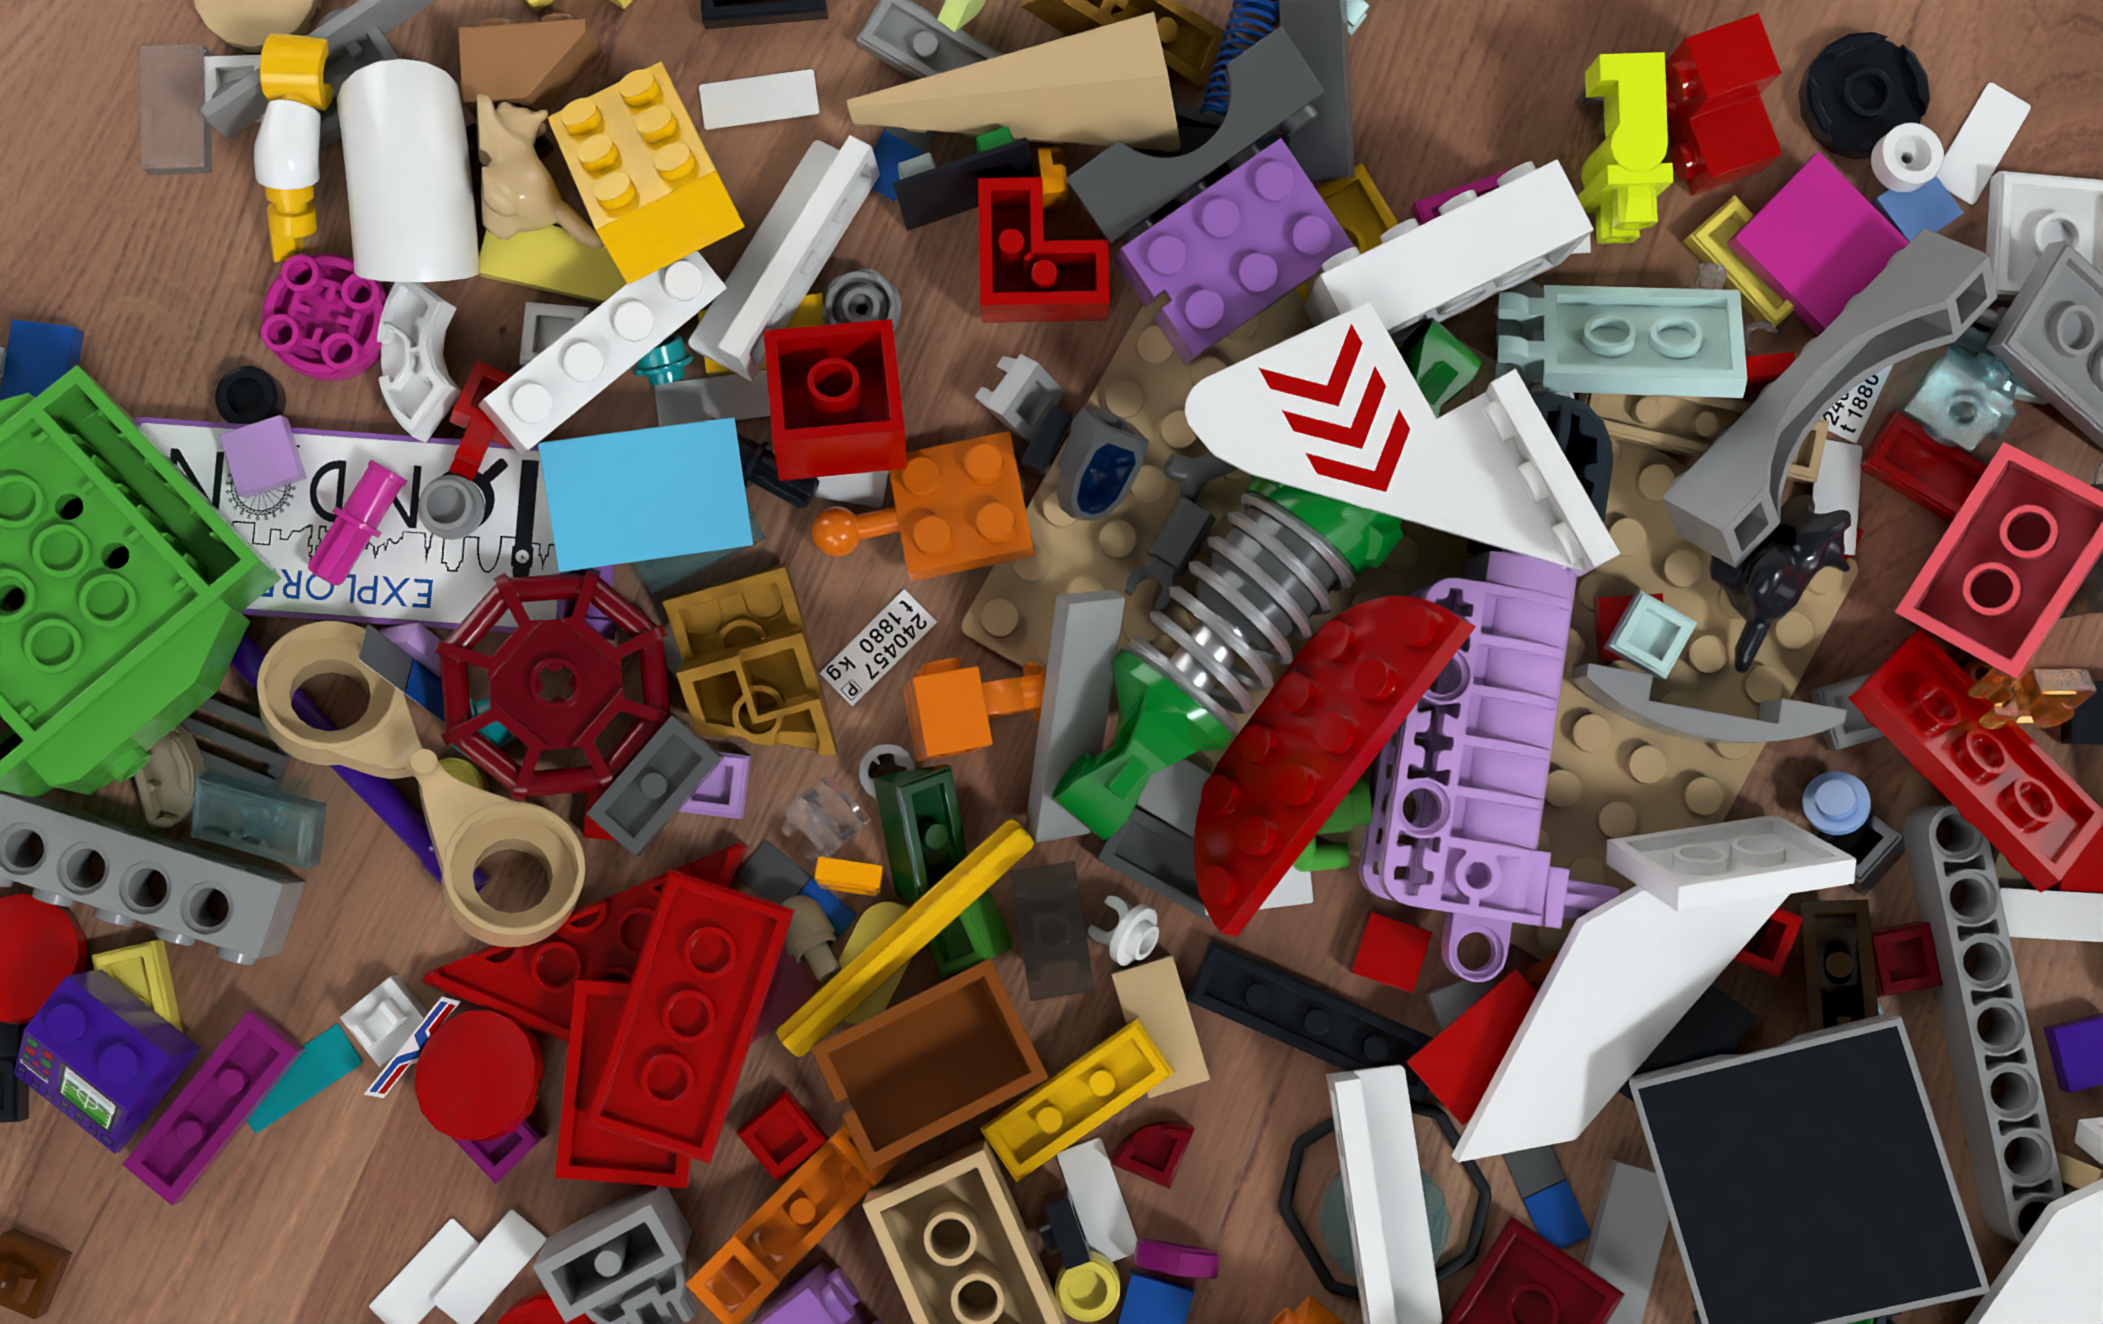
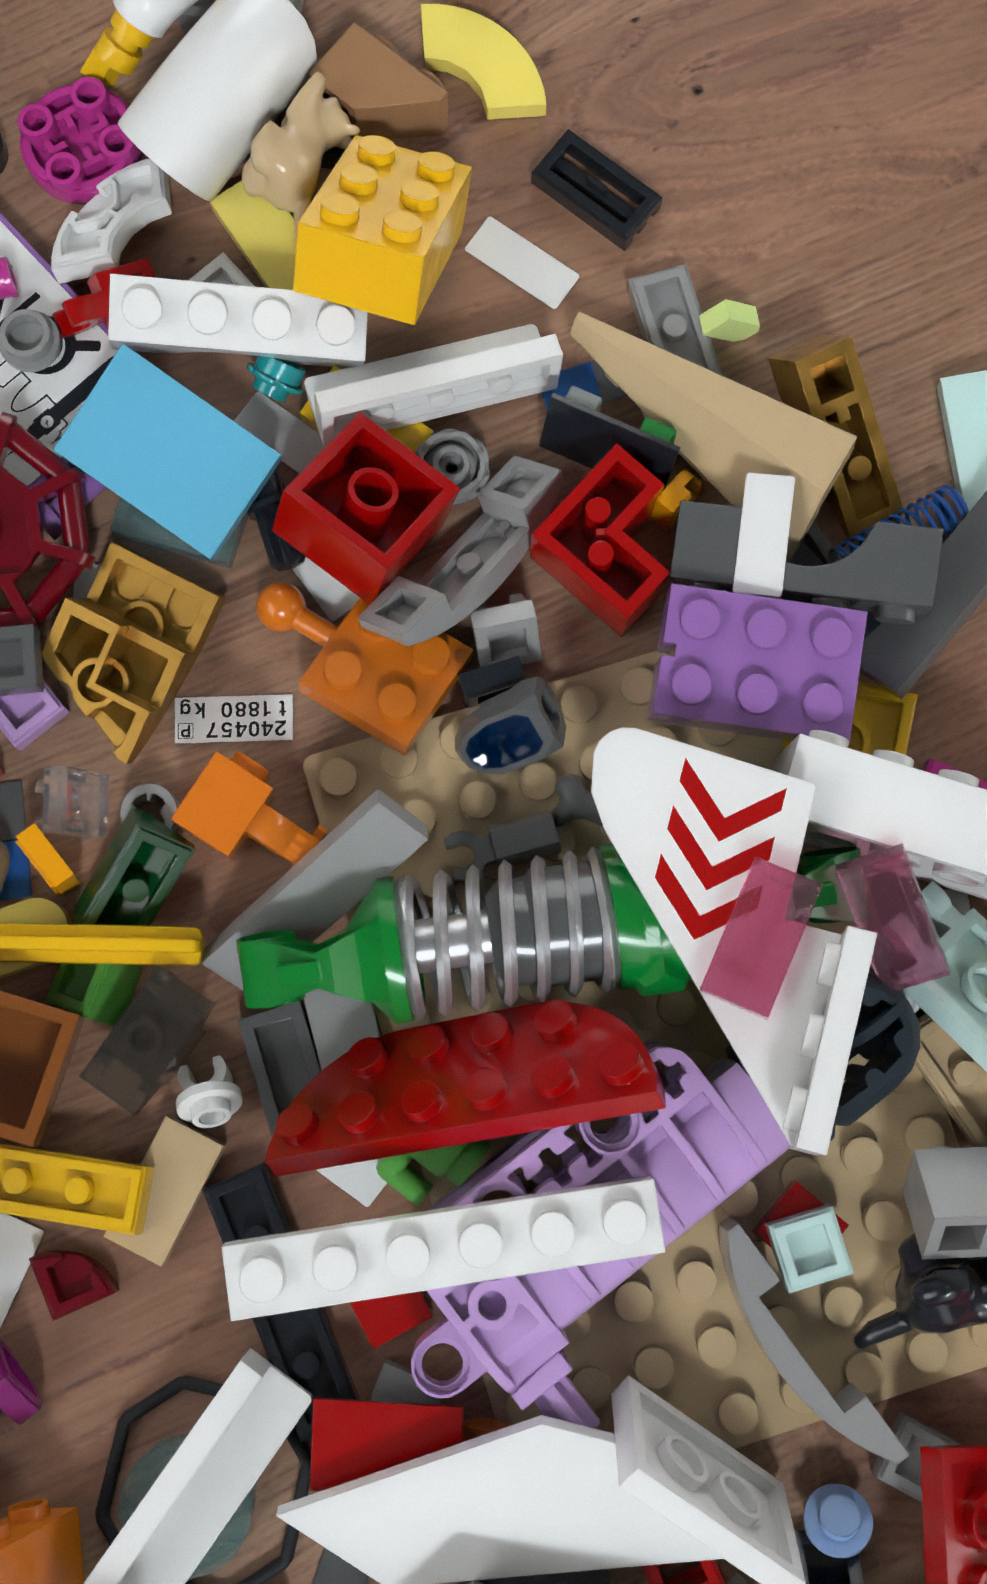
camera: 45 degrees right, 5 degrees down
(951, 363) = (476, 564): none -> light grey slope
(1152, 148) = (764, 534): none -> white sticker
(1410, 867) = (442, 1247): none -> white plate
(1433, 446) = (761, 938): none -> clear pink tile
(1498, 341) = (890, 902): none -> clear pink tile

